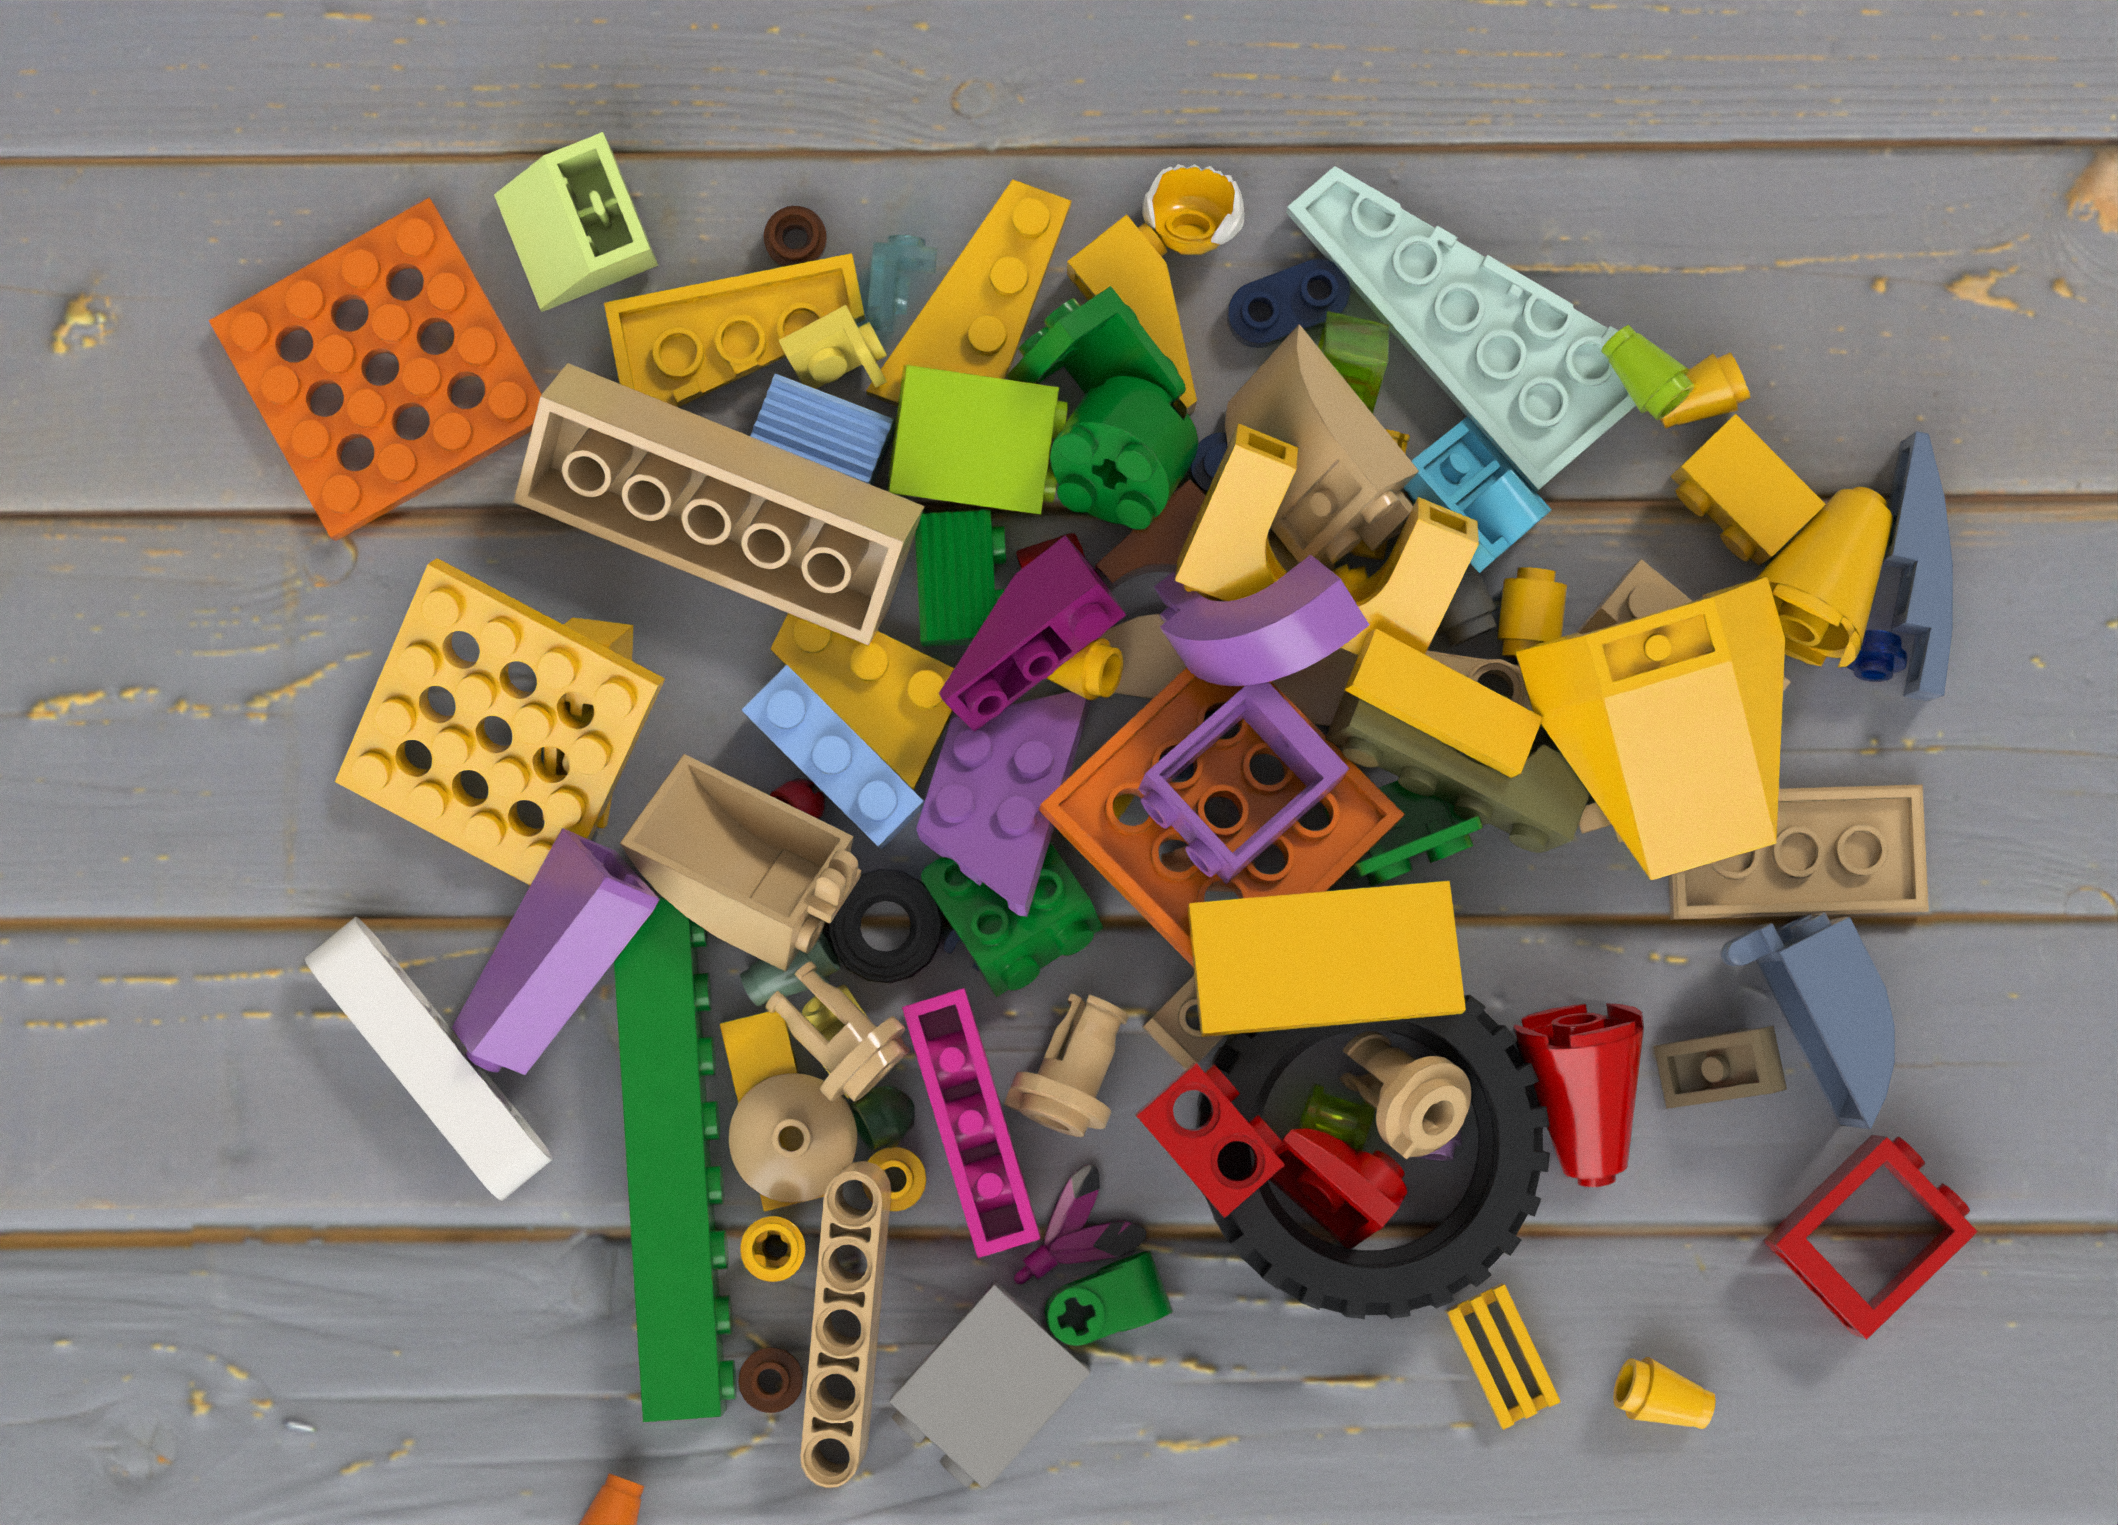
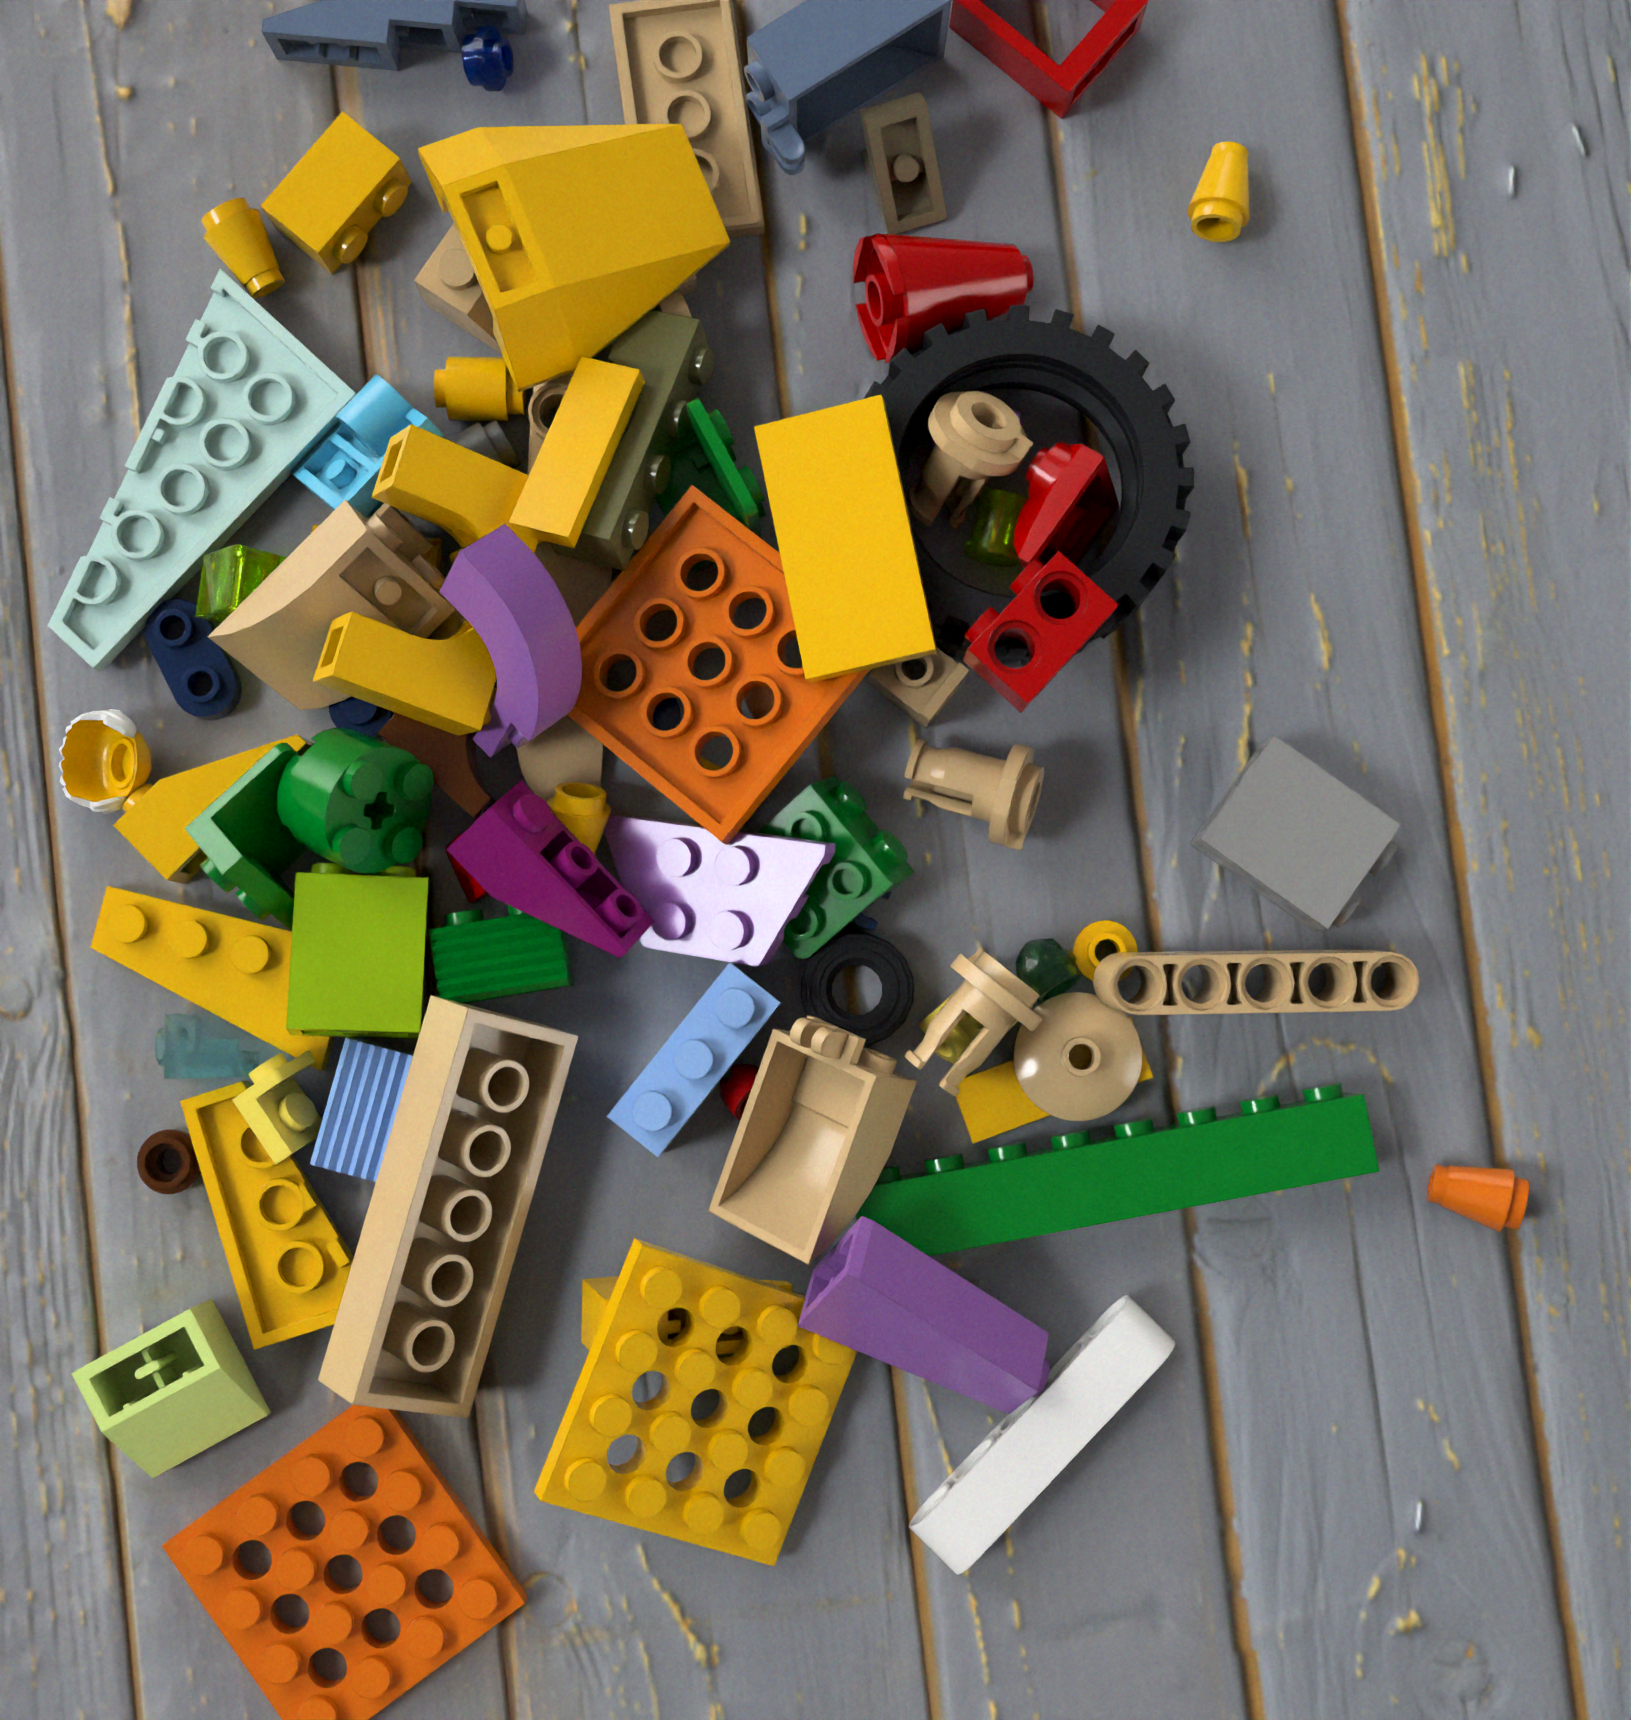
camera: 95 degrees left, 0 degrees up
(760, 1261) = (1207, 1066): yellow cone -> none
(765, 979) = (928, 1098): sand green cone -> none
(775, 1359) = (1296, 1048): reddish brown plate -> none
(877, 689) = (622, 1021): yellow wing -> none
(971, 1123) = (1044, 878): dark pink brick -> none
(1066, 1238) = (1140, 778): magenta piece -> none
(1120, 1297) = (1196, 721): green piece -> none
(1285, 734) = (631, 598): medium lavender window -> none
(1527, 1405) = (1245, 321): yellow tile -> none
(1647, 372) = (227, 294): lime cone -> none
(1830, 577) = (412, 97): yellow cone -> none

